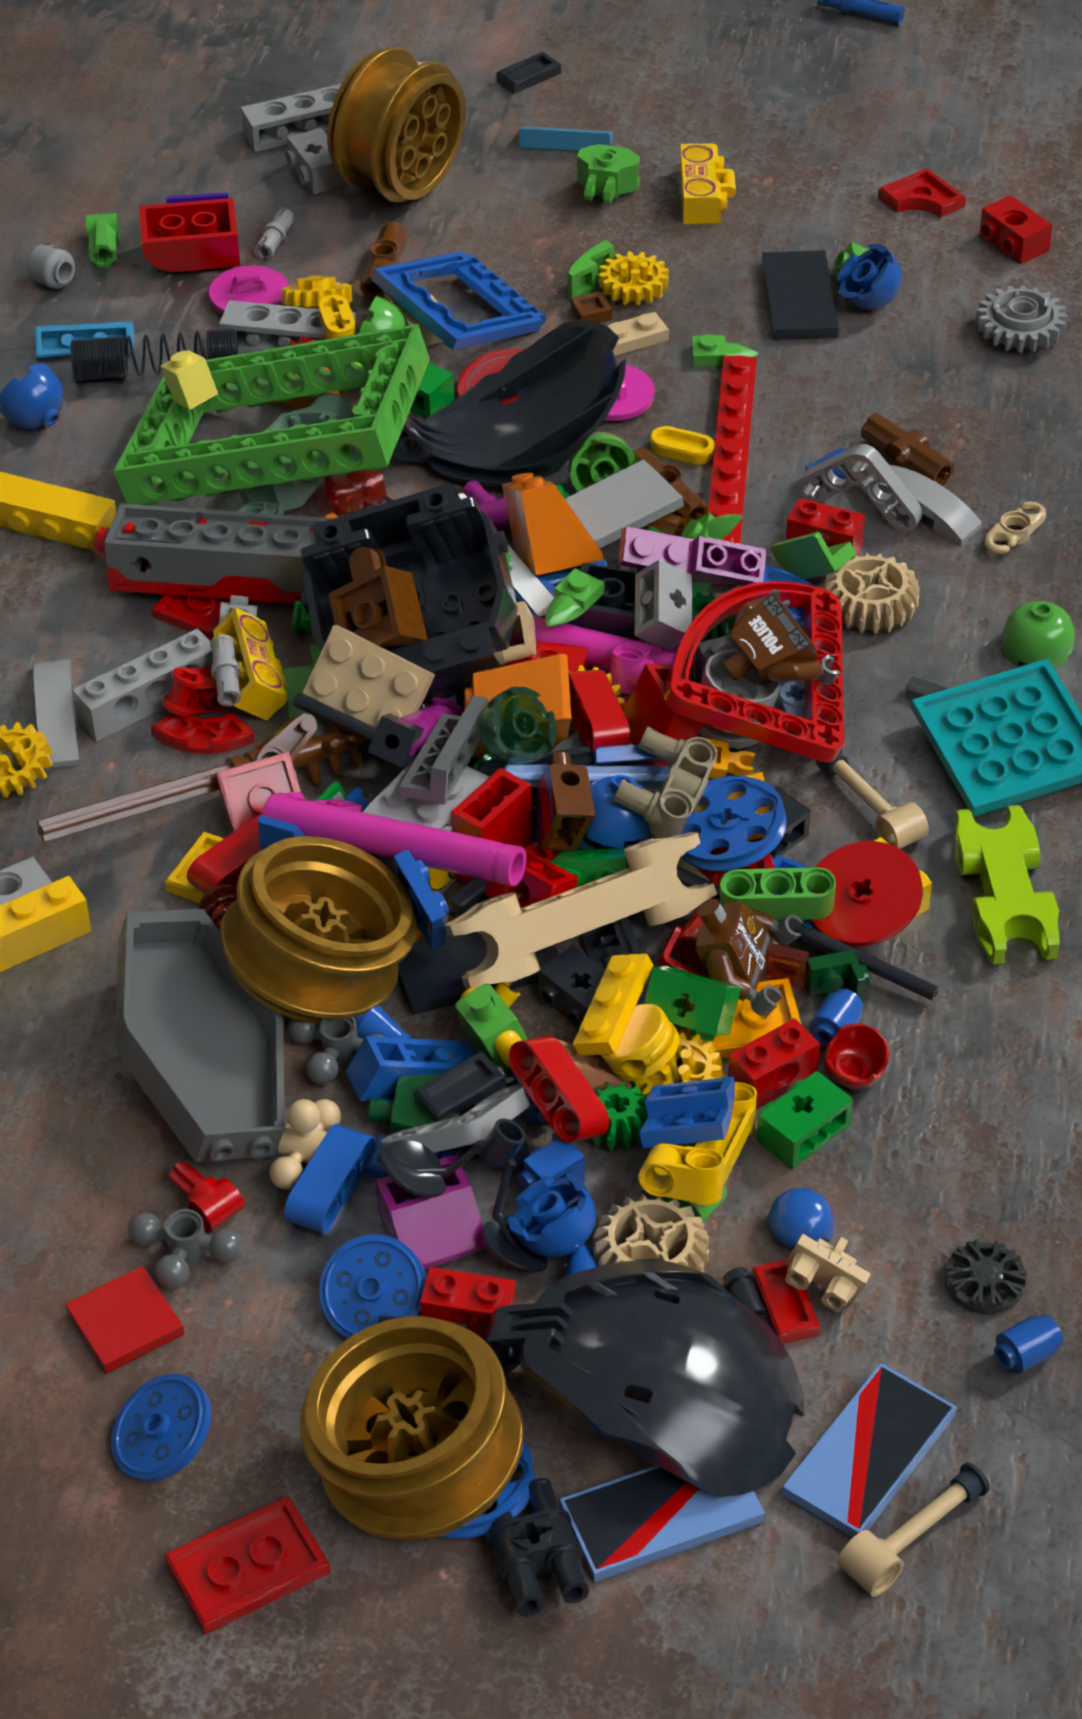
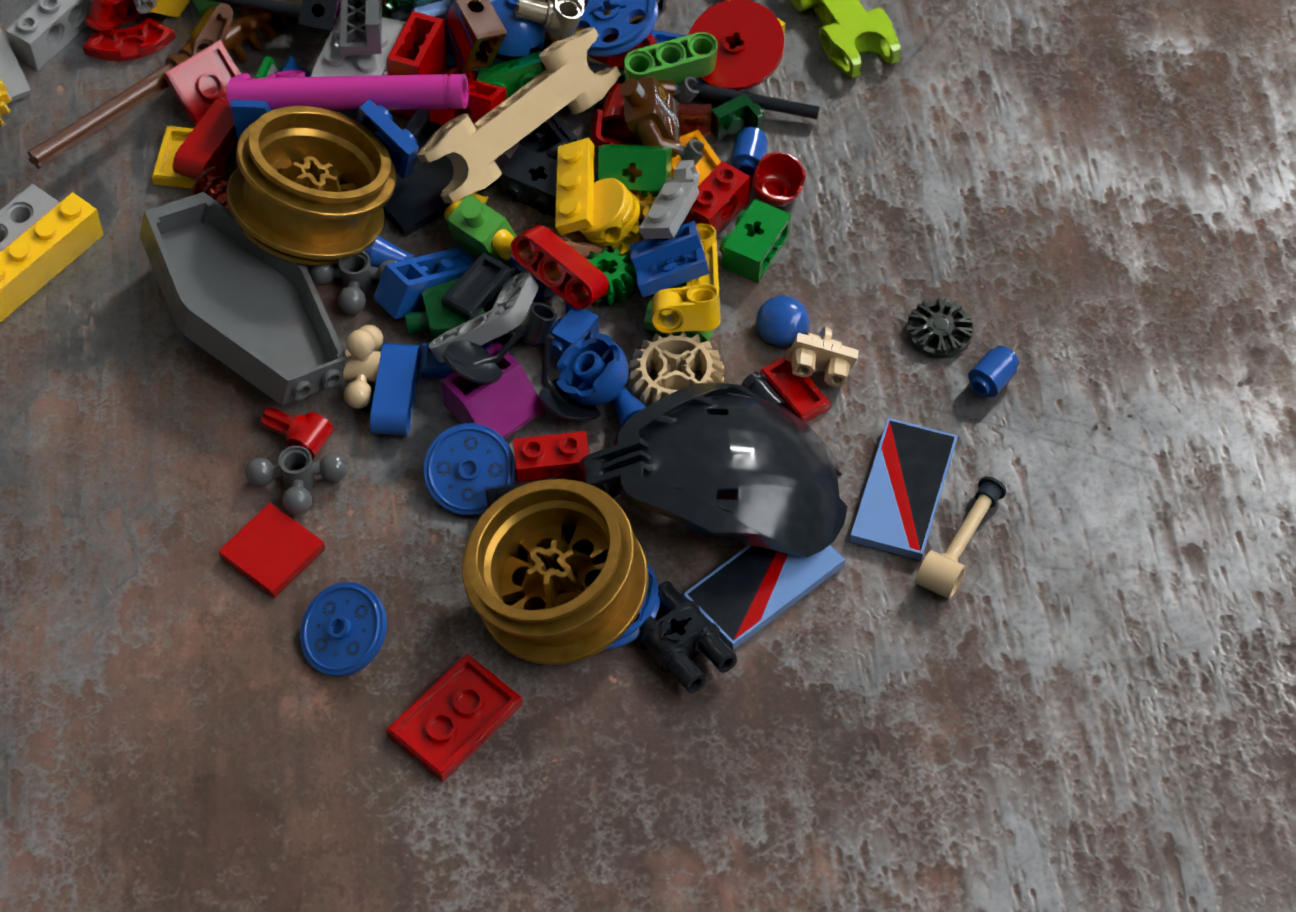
camera: 20 degrees left, 10 degrees up
(715, 1050) = (672, 203): none -> light grey hinge

